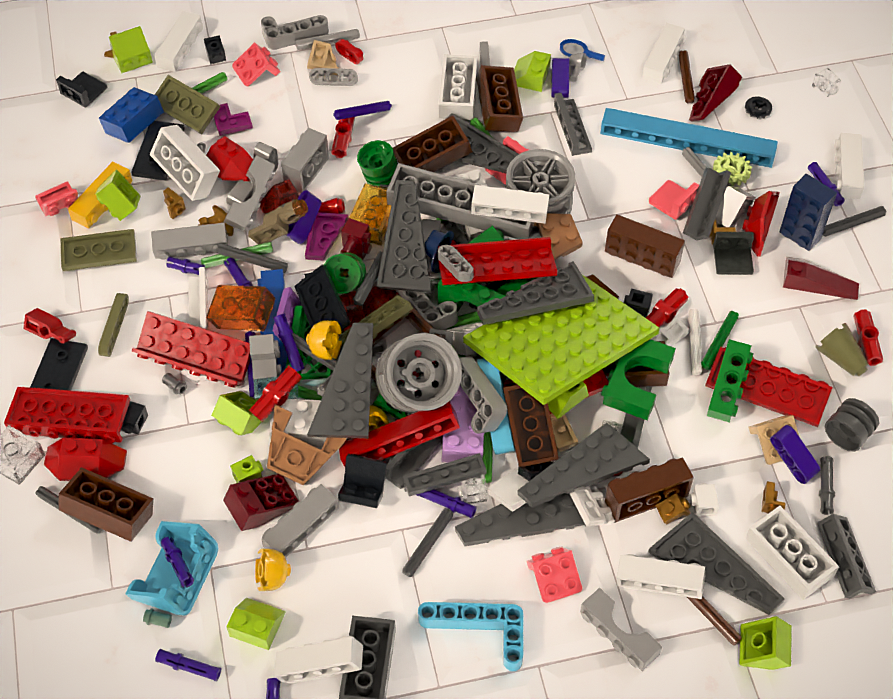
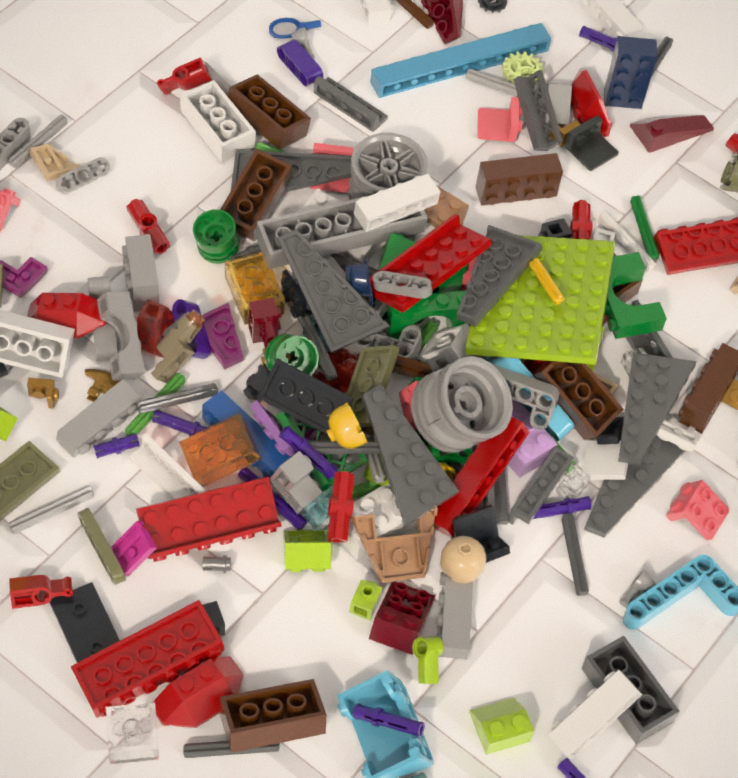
camera: 45 degrees left, 0 degrees up
(108, 282) = (51, 509): none -> light grey axle
(128, 337) = (133, 548): none -> dark pink plate
(247, 535) = (427, 651): none -> lime piece
(271, 569) = (472, 670): yellow cylinder -> none
(331, 487) = (463, 559): none -> tan cylinder
(333, 206) = (207, 301): red cone -> none
(349, 51) = (75, 141): red plate -> none
(362, 110) = (149, 192): dark purple axle -> none
(455, 595) = (641, 584): none -> light grey bar
(463, 44) = (186, 77): none -> red piece
(532, 70) = (271, 65): lime slope -> none
(569, 324) = (546, 281): none -> yellow axle
(734, 352) = (696, 285): green brick -> none

